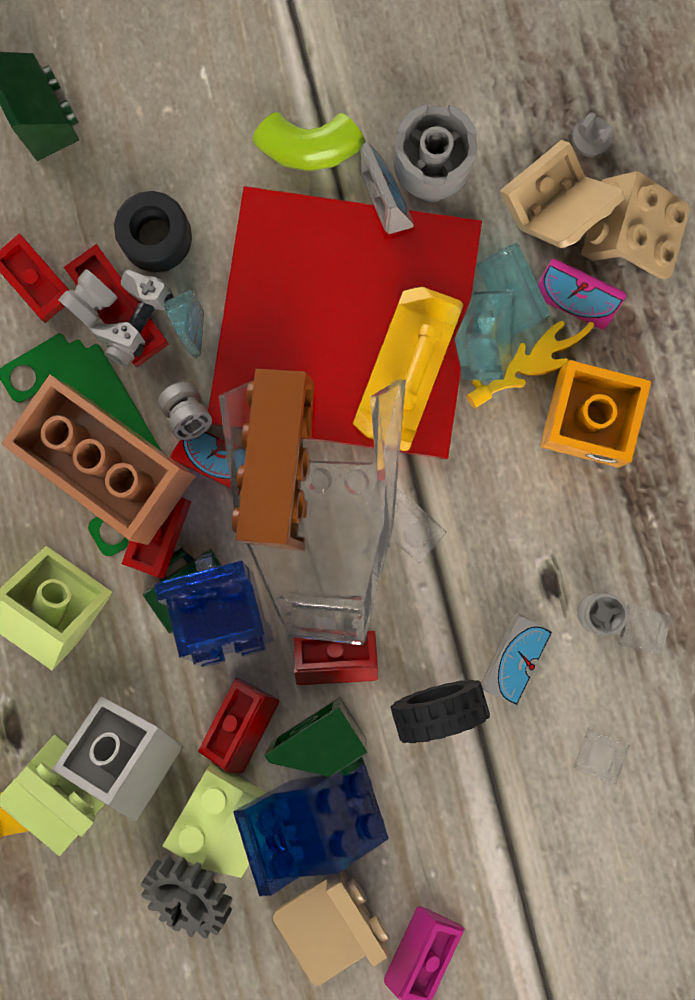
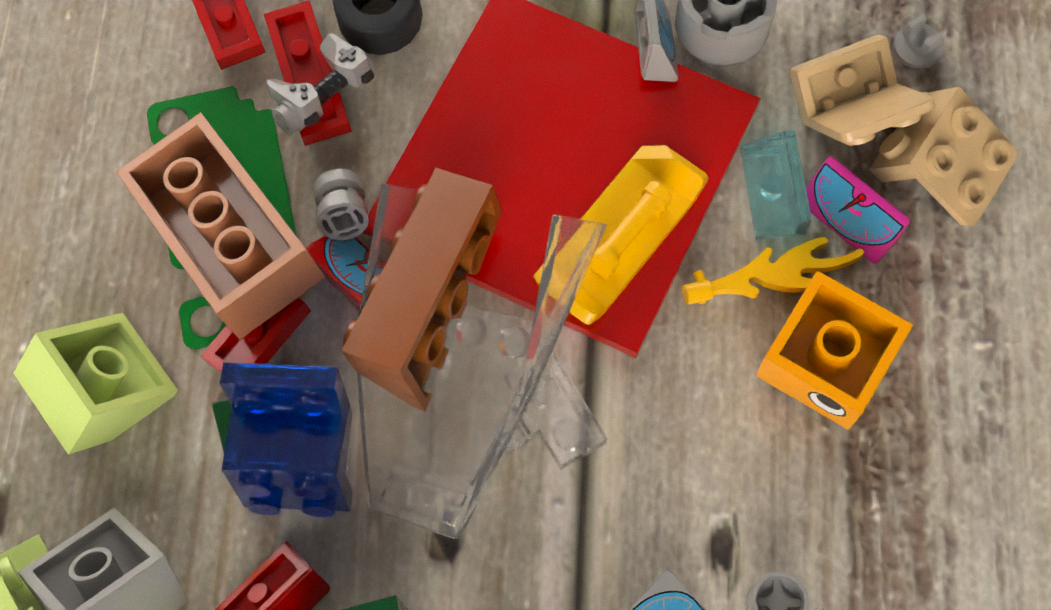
camera: 20 degrees right, 15 degrees down
(88, 298) = (276, 48): light grey wheel -> none
(187, 319) = (379, 103): clear light blue slope -> none
(335, 661) = (417, 558): red slope -> none
(486, 336) = (725, 224): clear light blue slope -> none

